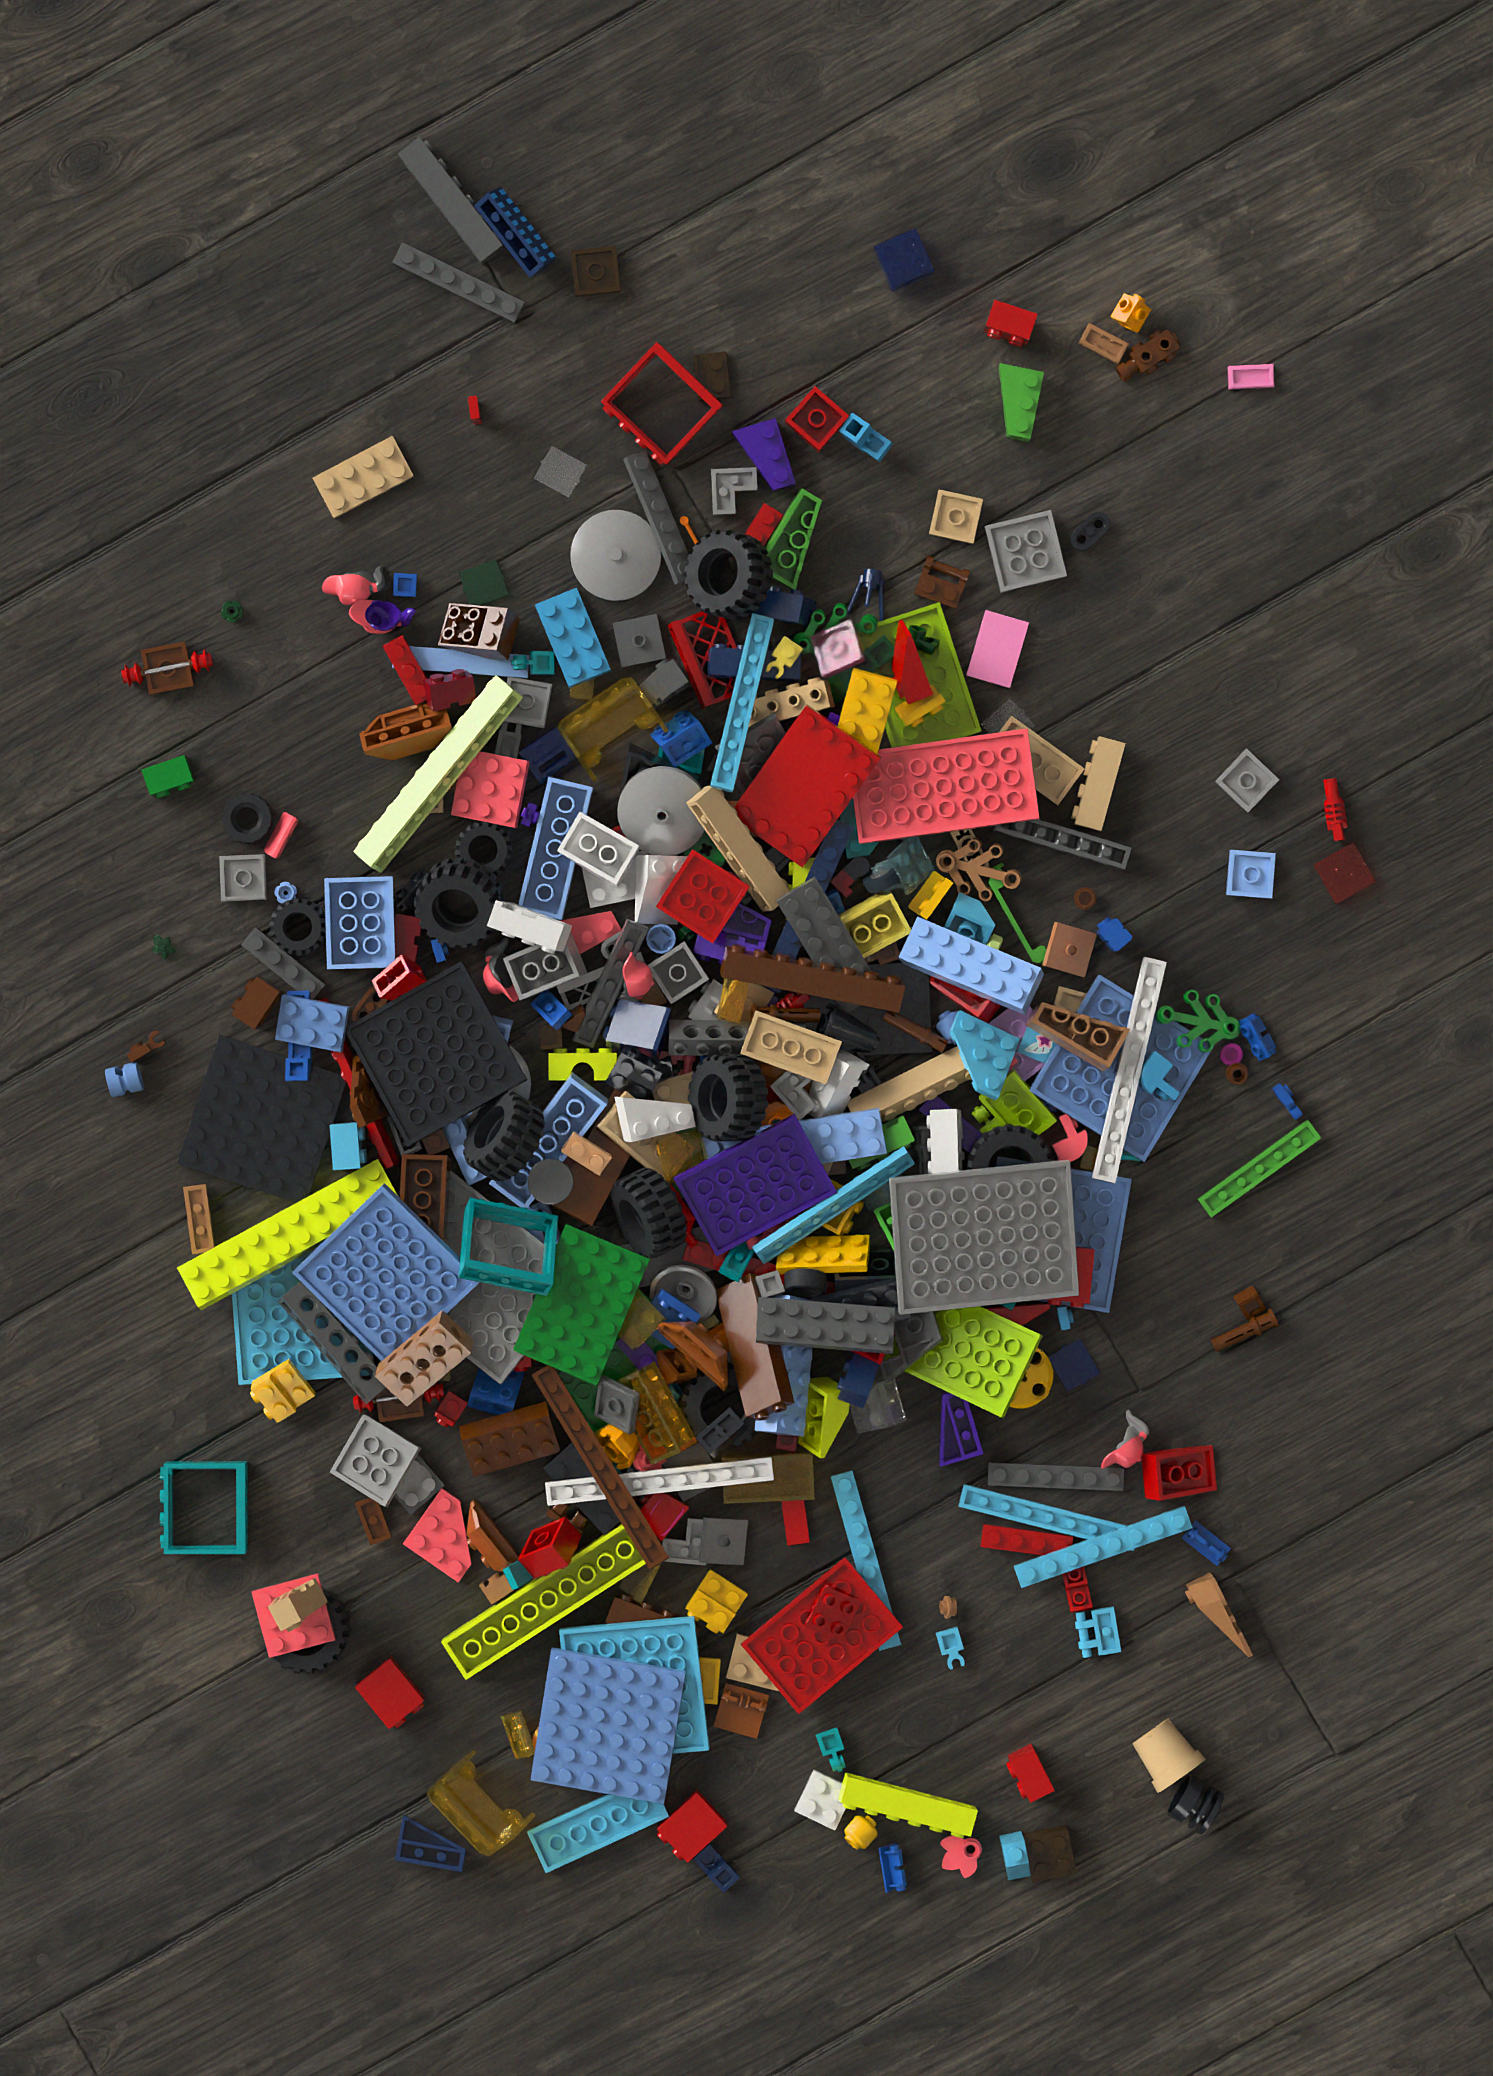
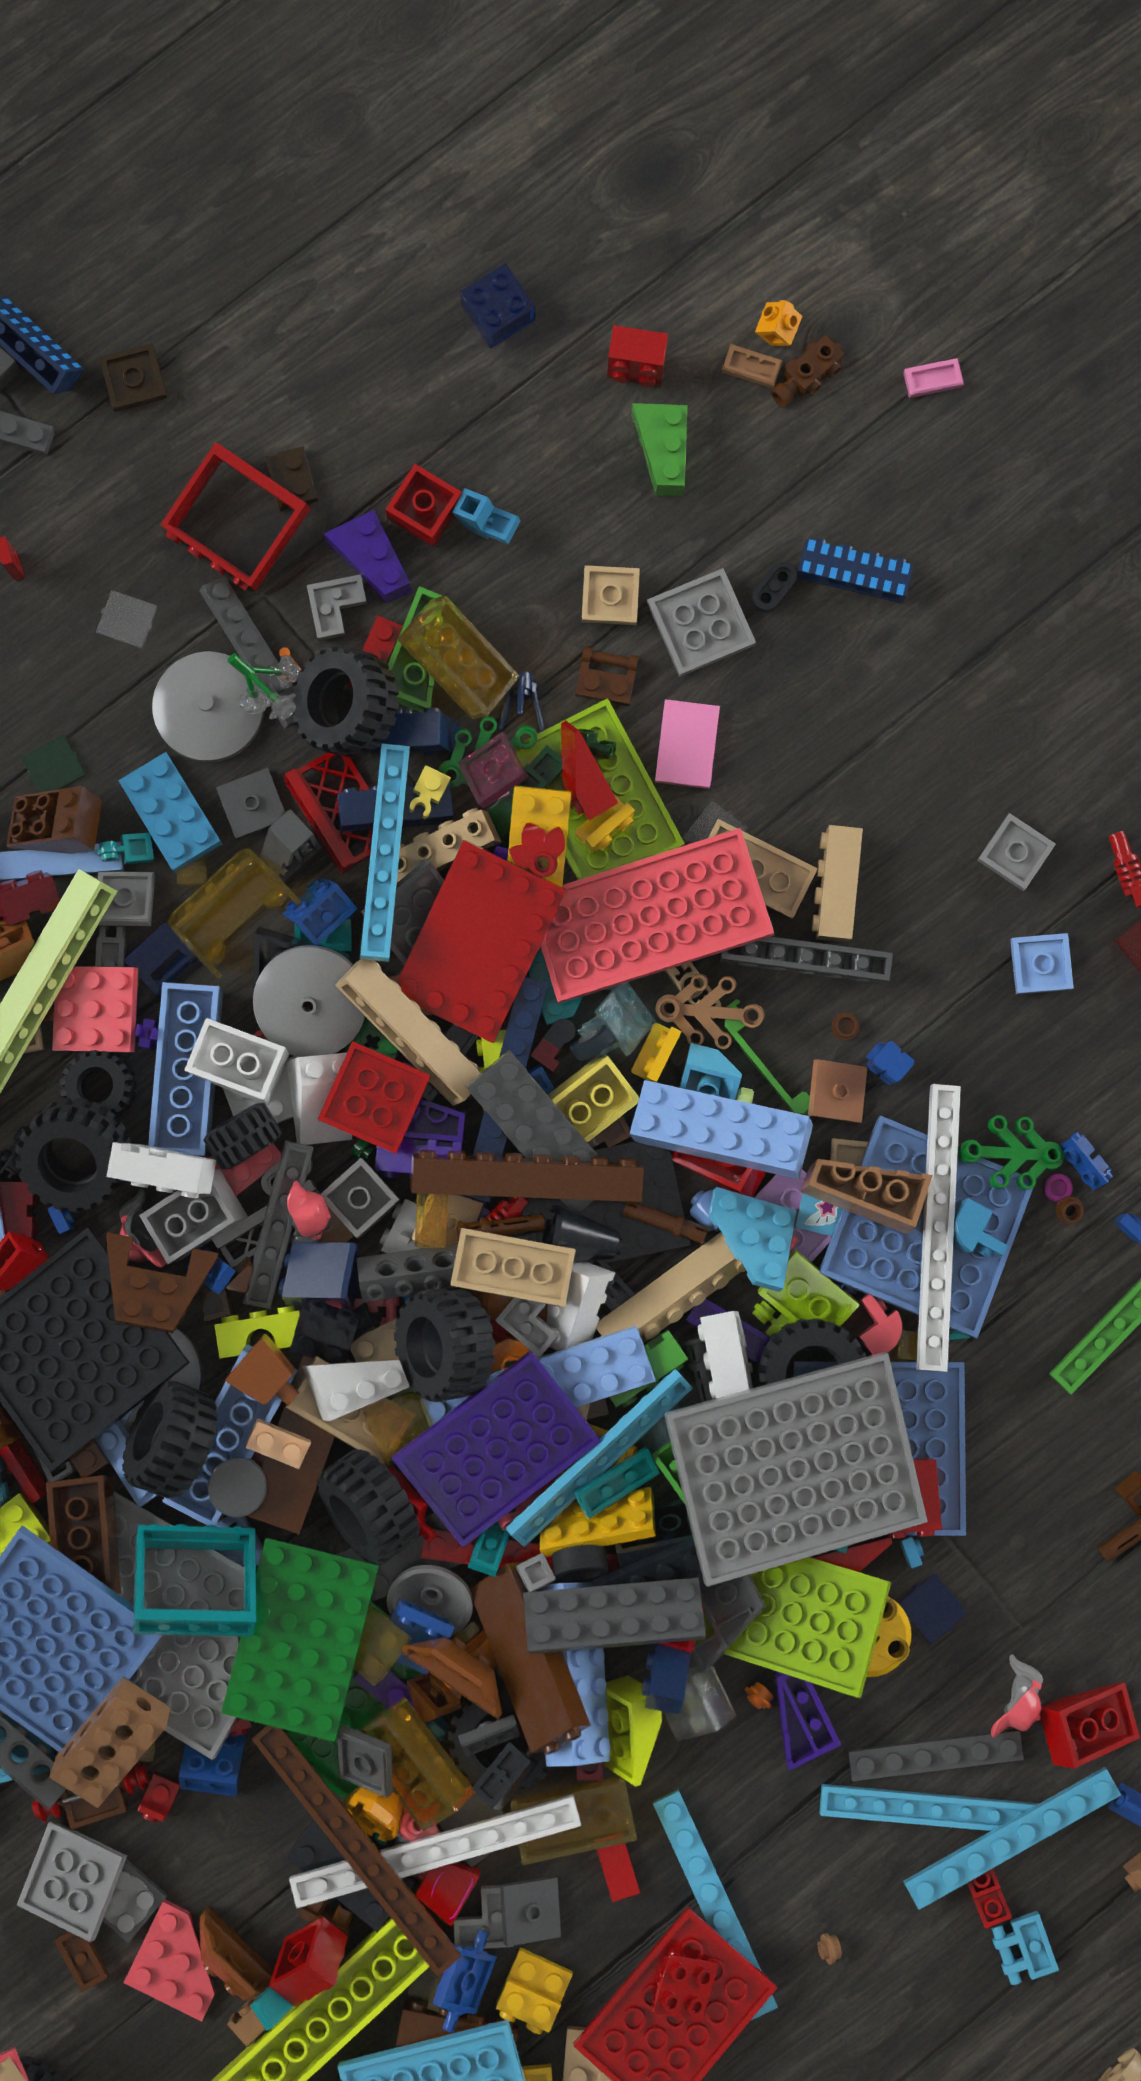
camera: 15 degrees left, 5 degrees down
(505, 1024) = (153, 1297): none -> reddish brown wing
(509, 1439) = (237, 1825): reddish brown brick -> none
(585, 1097) = (264, 1373): none -> dark orange torso
(594, 909) = (242, 1136): none -> black tyre
(658, 558) = (256, 699): none -> clear plant
(661, 938) = (332, 1159): medium blue wheel -> none
(665, 1583) = (465, 1981): none -> blue plate
(714, 1400) = (489, 1735): none -> dark grey plate
(825, 553) = (458, 657): none -> clear yellow brick
(843, 1226) = (616, 1482): none -> teal tile
(864, 719) = (538, 845): none -> red plate
(926, 1409) = (759, 1696): none -> orange plate
(950, 1643) = (840, 1997): medium azure plate -> none
(1023, 1540) = (909, 1844): red plate -> none
(1156, 528) = (855, 570): none -> dark blue brick

